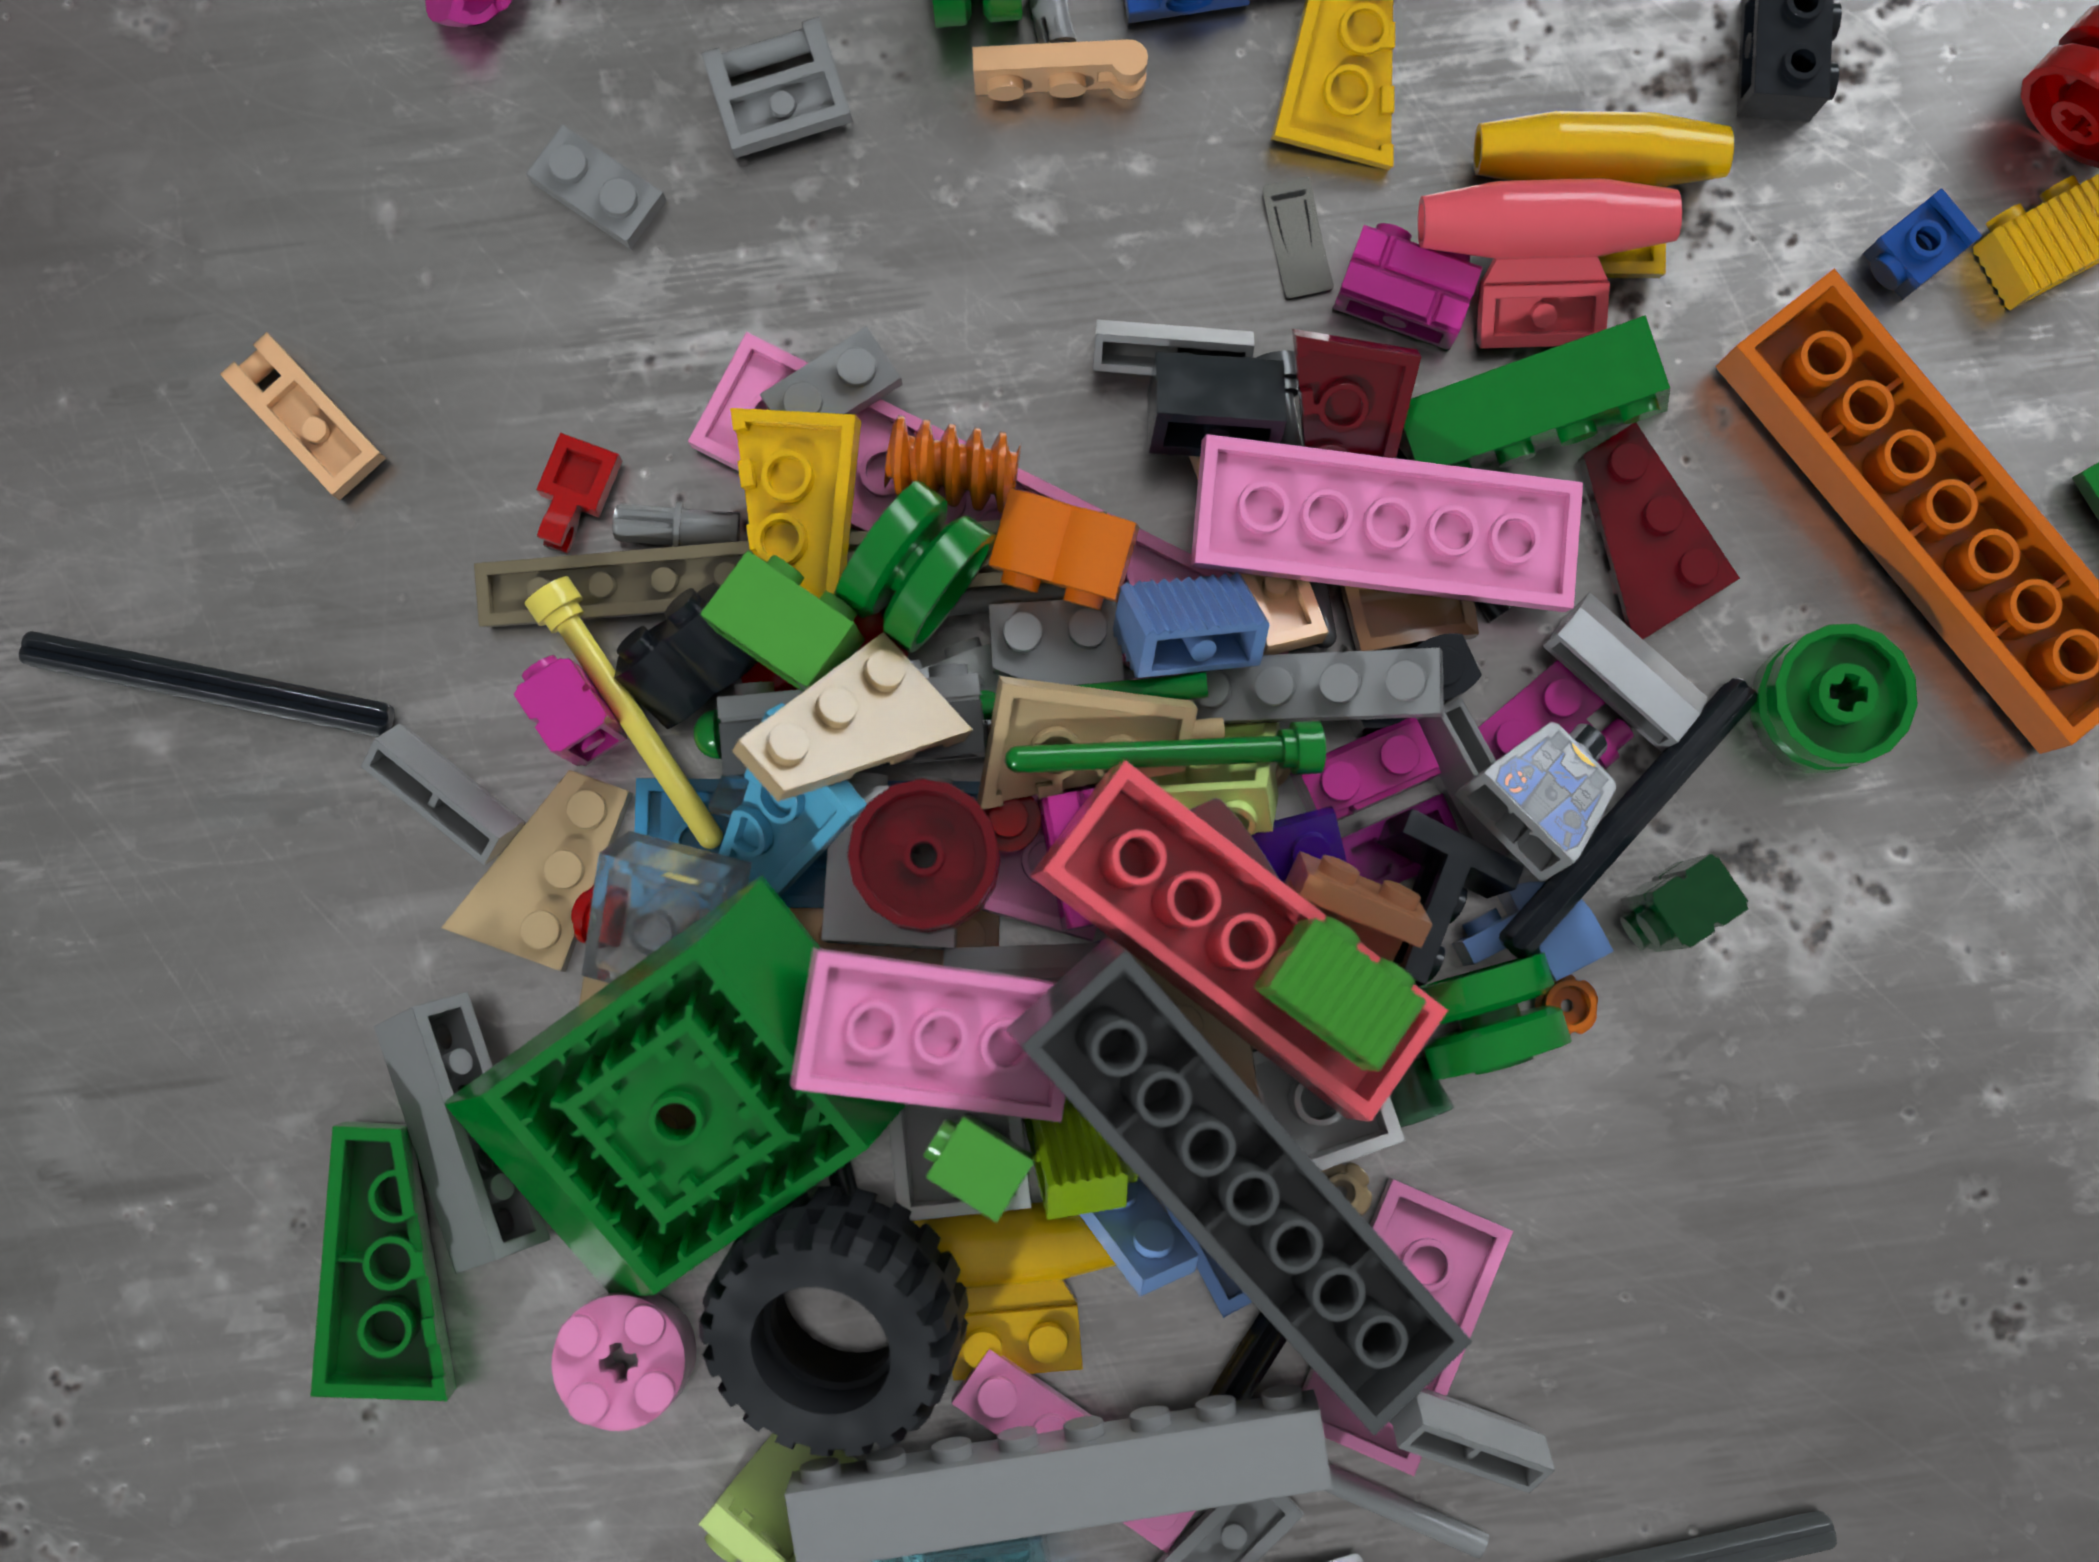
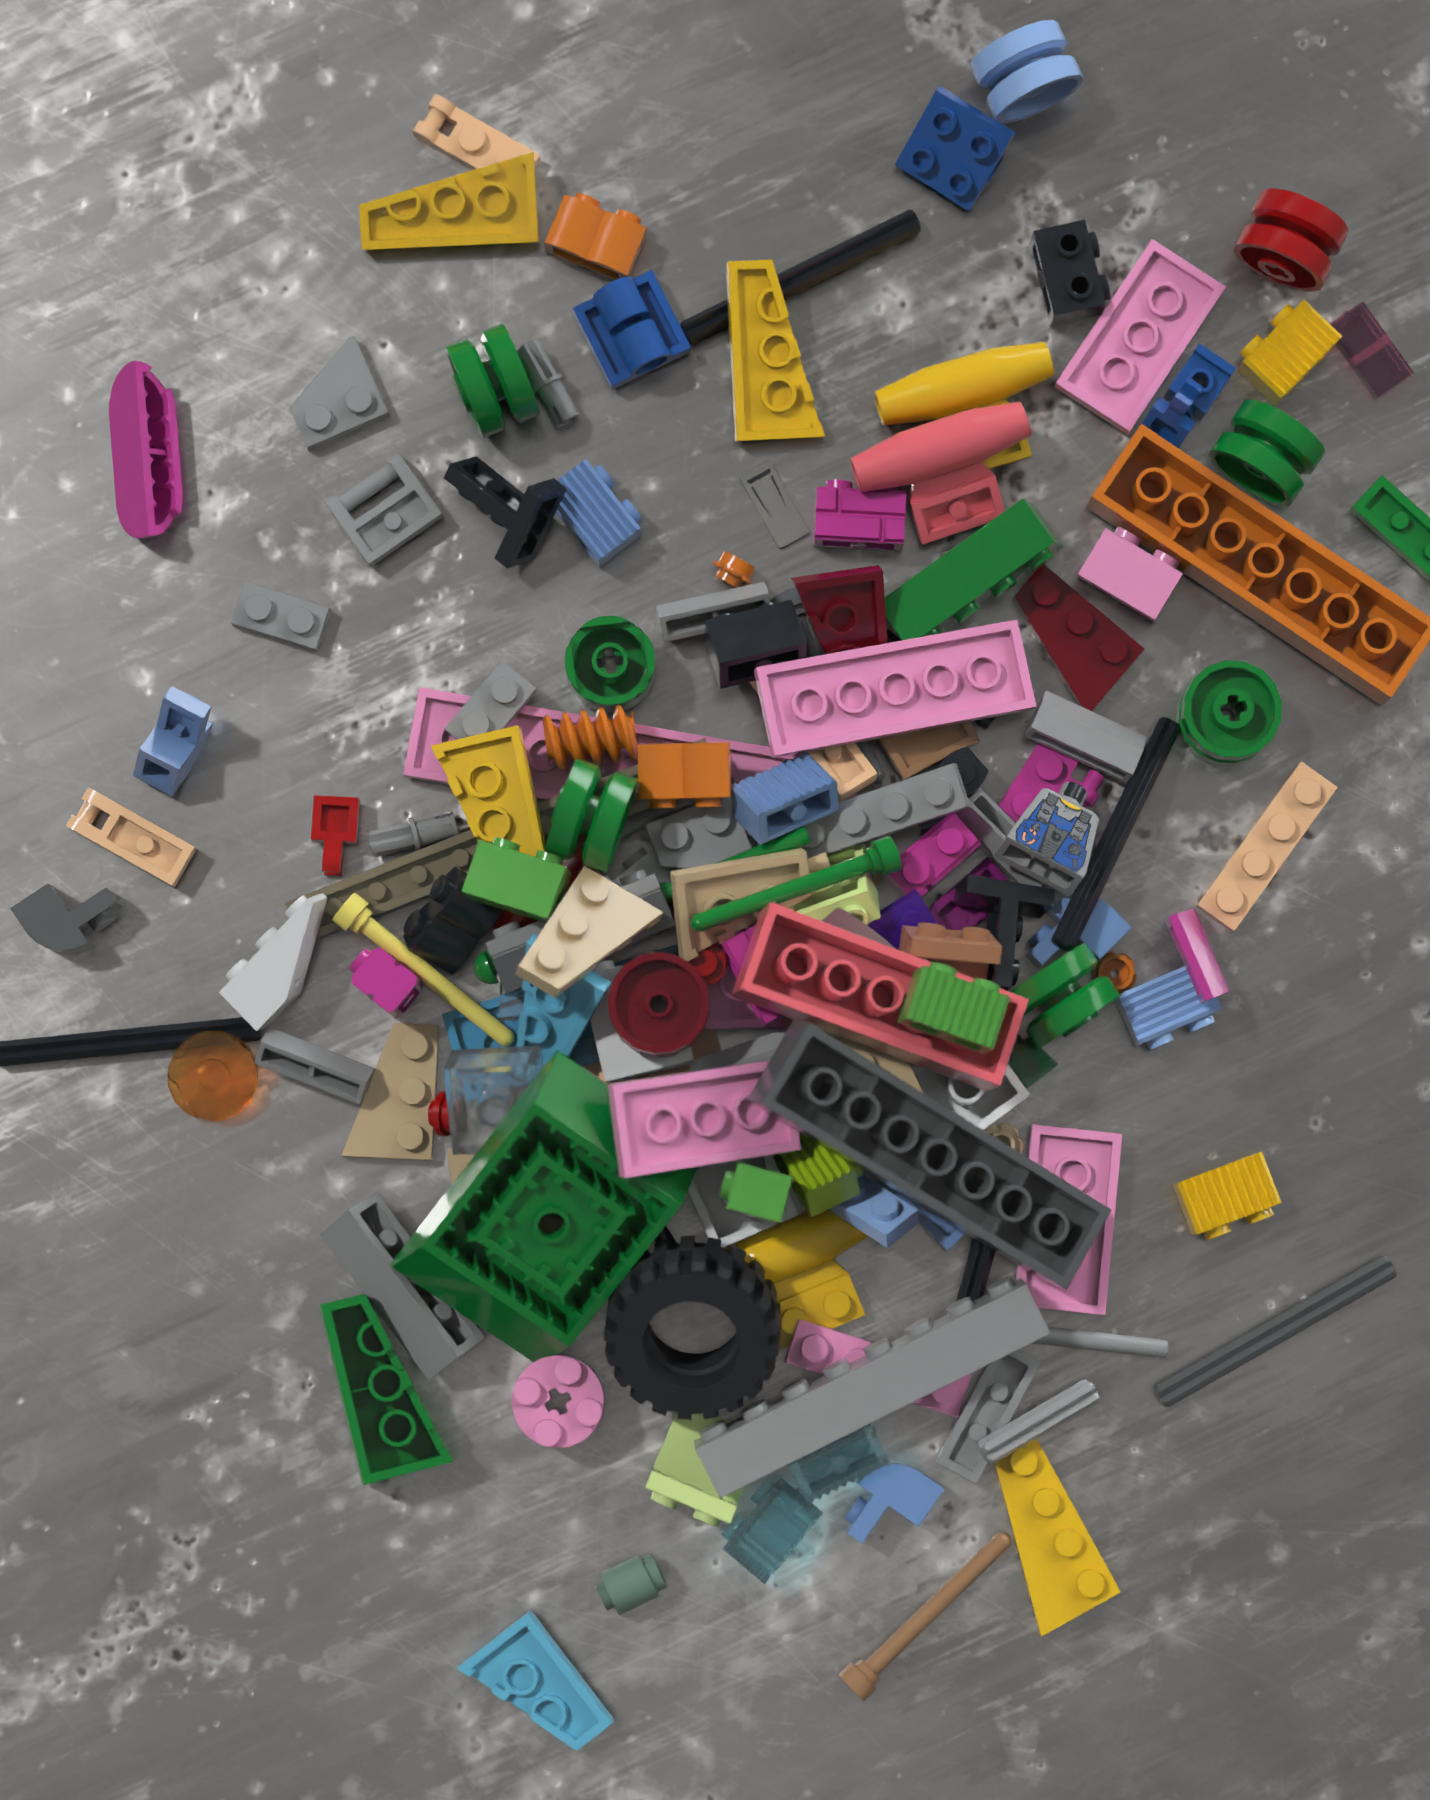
camera: 20 degrees left, 0 degrees up
(159, 495) = (57, 927): none -> dark grey brick
(303, 765) = (212, 1075): none -> clear orange tile
(398, 308) = (174, 742): none -> medium blue brick
(432, 651) = (276, 973): none -> white slope
(957, 141) = (524, 515): none -> black bracket
(982, 356) = (628, 645): none -> green brick
(1052, 171) = (595, 513): none -> medium blue brick
(1060, 69) = (576, 438): light nougat plate -> none
(1216, 305) = (733, 570): none -> orange plate
(1473, 1440) = (1131, 1272): light grey piece -> none
(1631, 1071) = (1164, 1006): none -> light blue brick
(1633, 1362) = (1227, 1195): none -> yellow brick
(1682, 905) = (1167, 883): dark green brick -> none
(1692, 1020) = (1197, 955): none -> dark pink slope
(1754, 469) = (1130, 573): none -> bright pink brick
(1826, 897) = (1266, 847): none -> light nougat plate
(1857, 161) = (1139, 337): none -> bright pink plate
(1873, 277) = (1171, 419): none -> blue plate
(1997, 358) = (1267, 452): none -> green wheel

